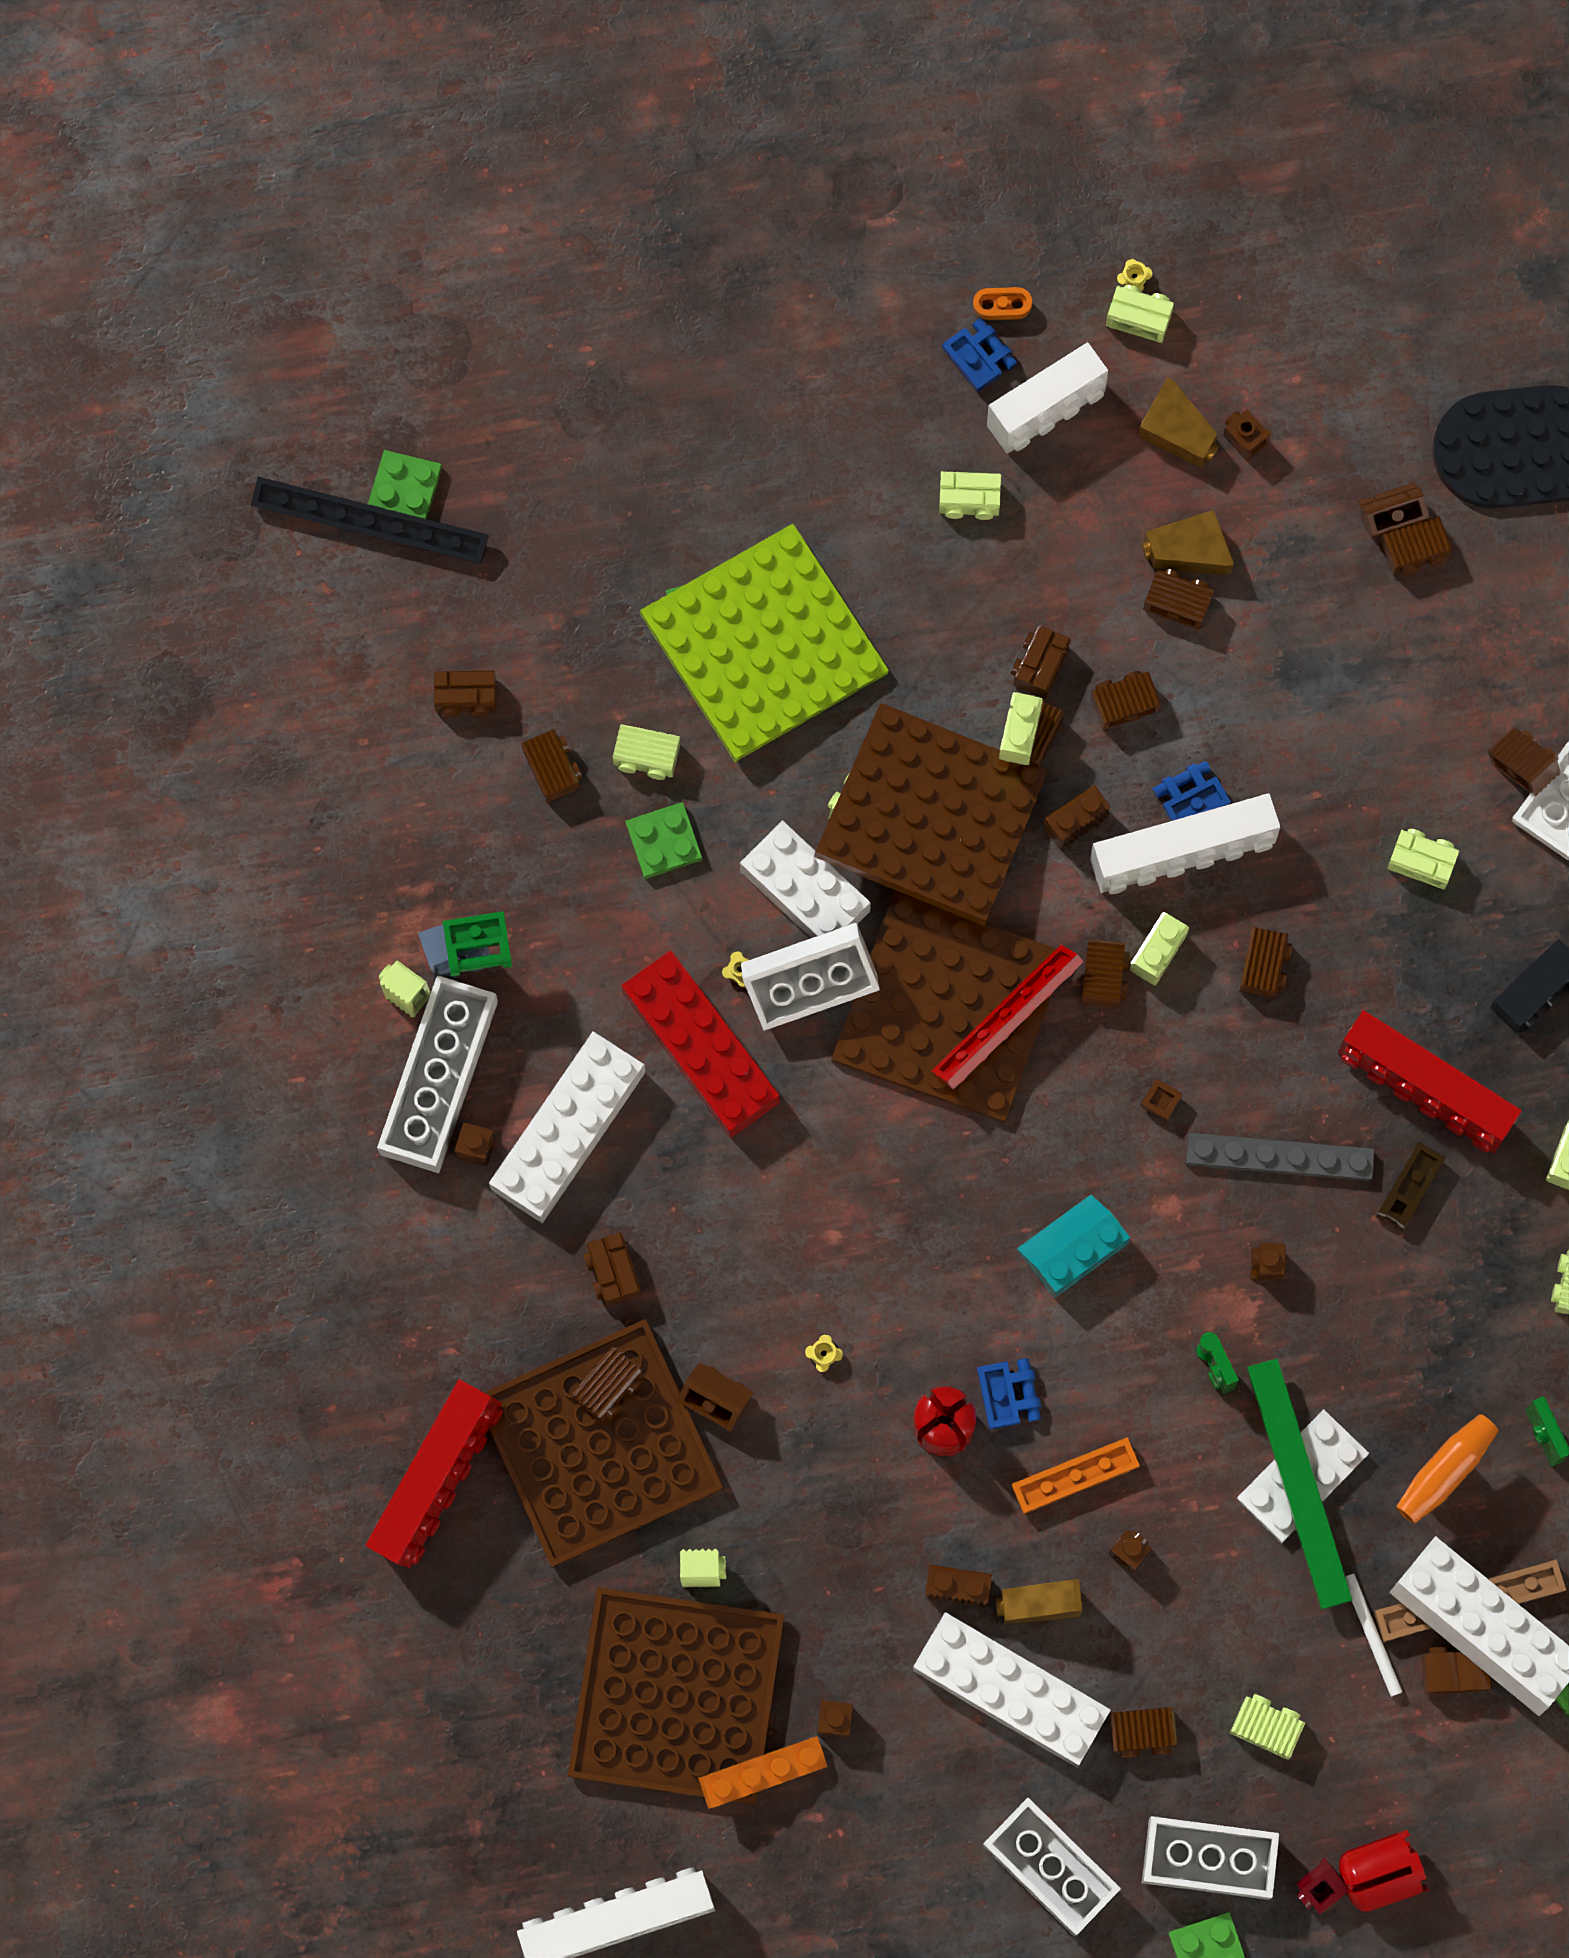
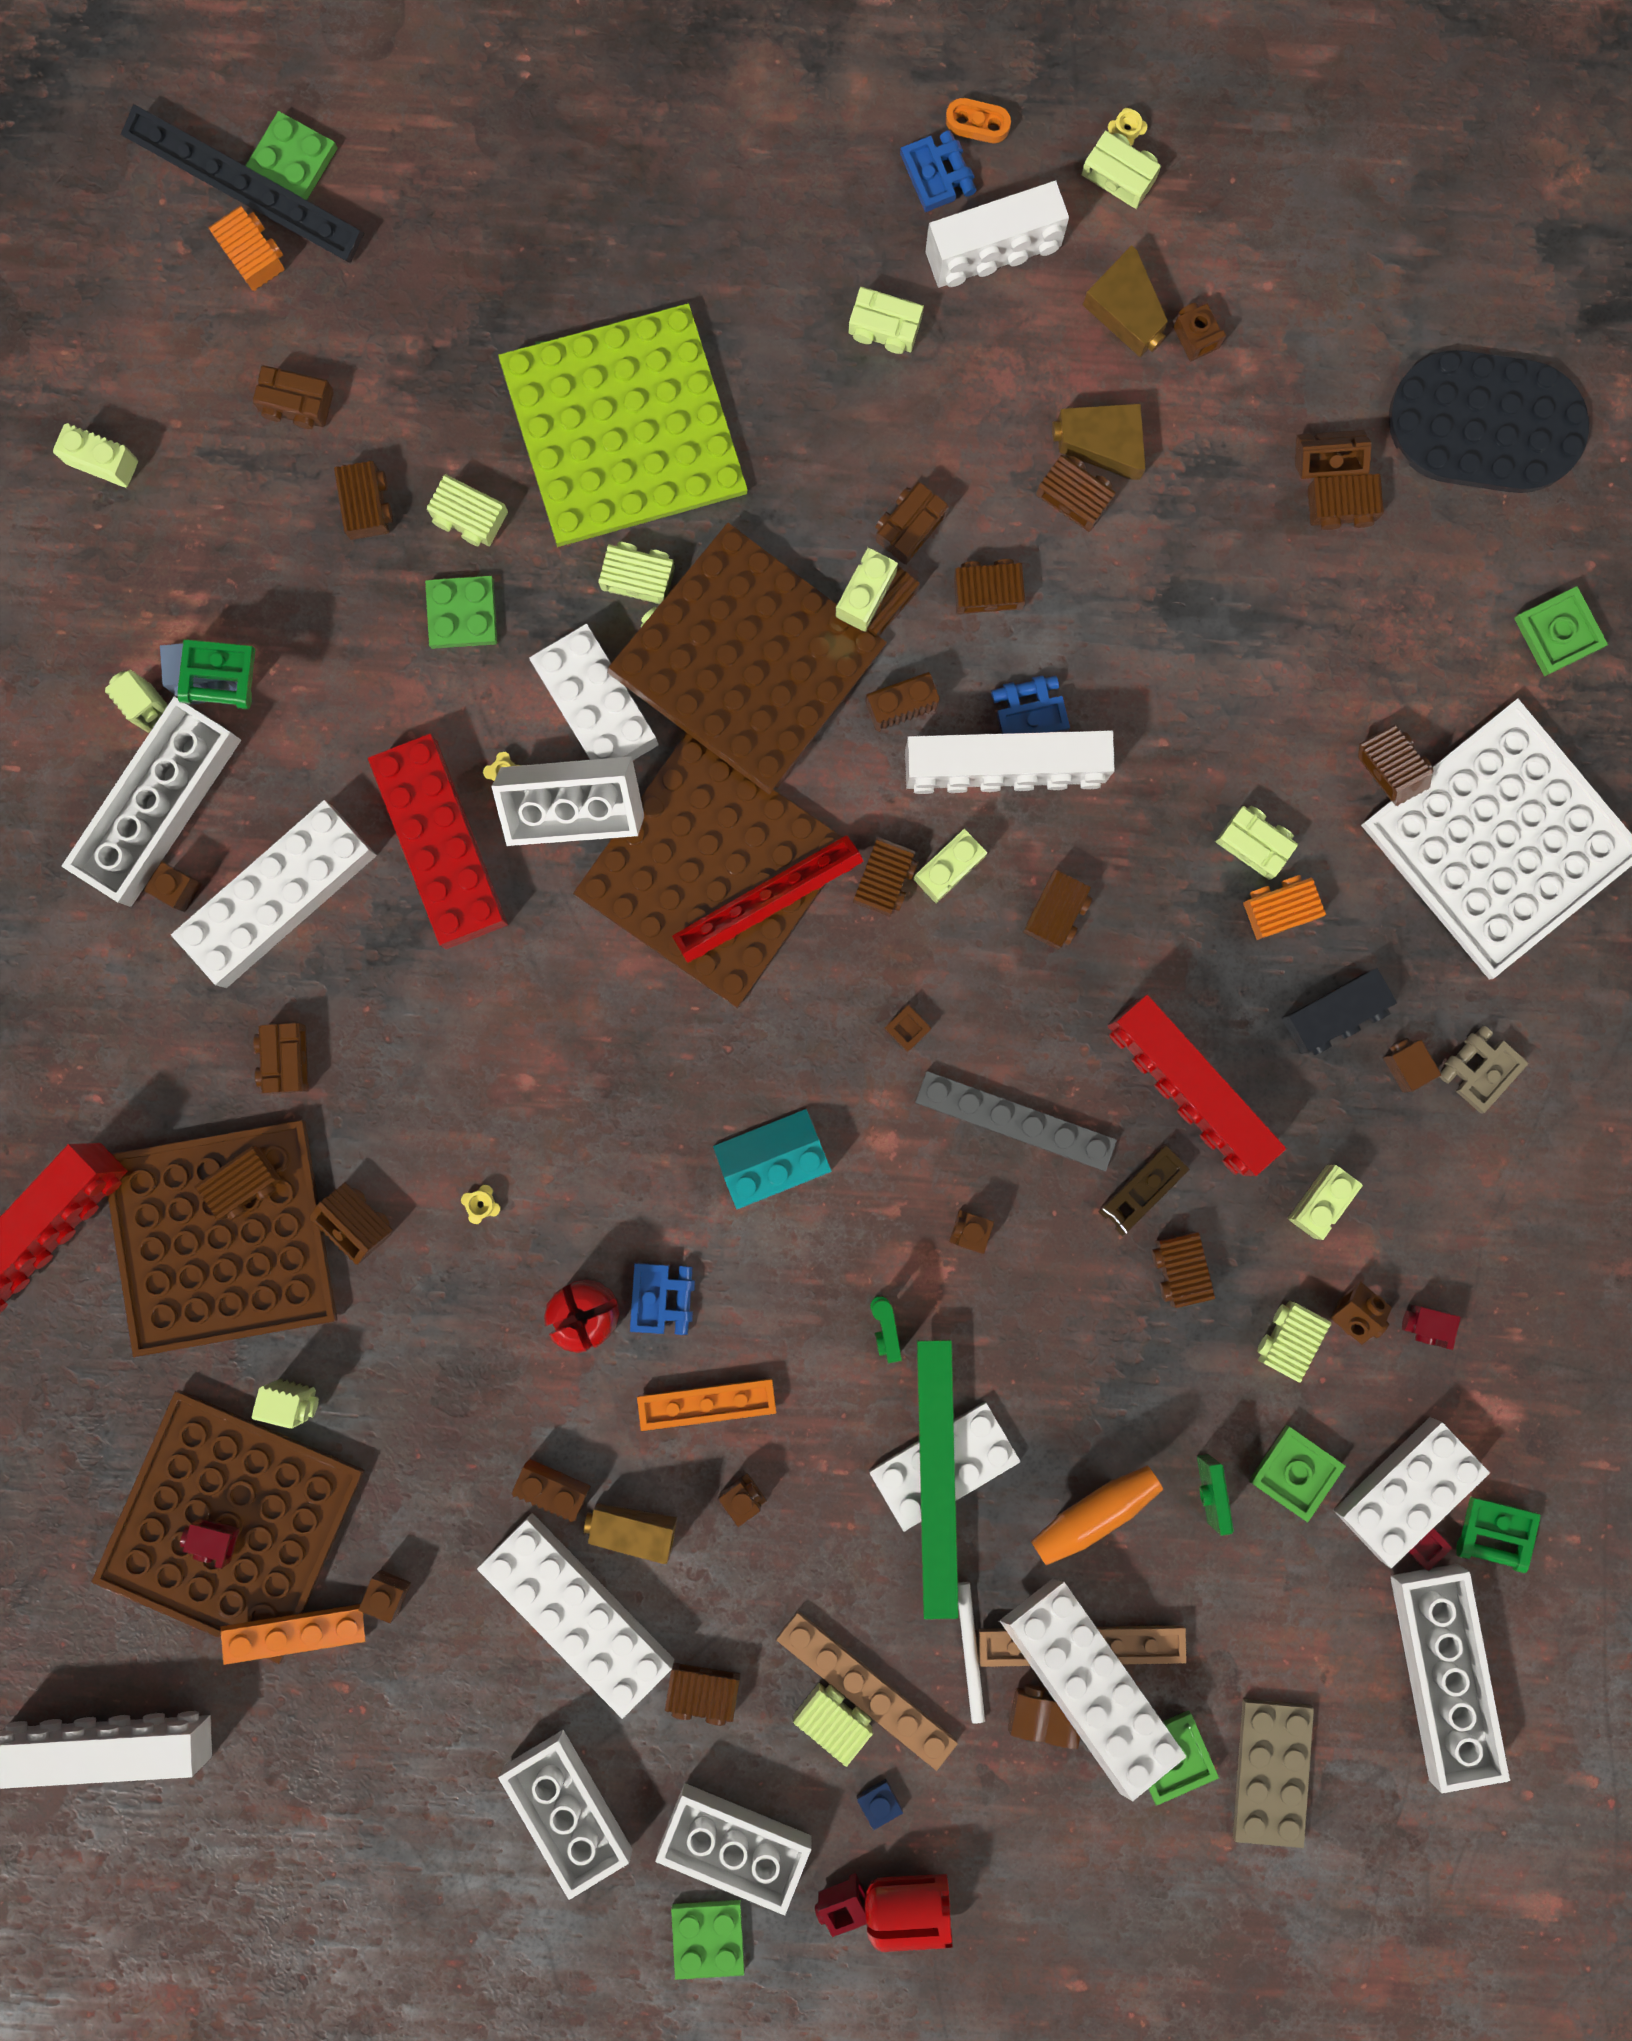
camera: 10 degrees right, 10 degrees up
(304, 787) = (95, 455): none -> yellowish green brick
(389, 573) = (247, 248): none -> orange brick
(666, 1706) = (210, 1541): none -> dark red brick
(812, 766) = (636, 573): none -> yellowish green brick
(1289, 1693) = (867, 1690): none -> medium nougat plate
(1329, 1791) = (879, 1804): none -> dark blue plate
(1463, 909) = (1283, 908): none -> orange brick
(1465, 1246) = (1183, 1269): none -> reddish brown brick

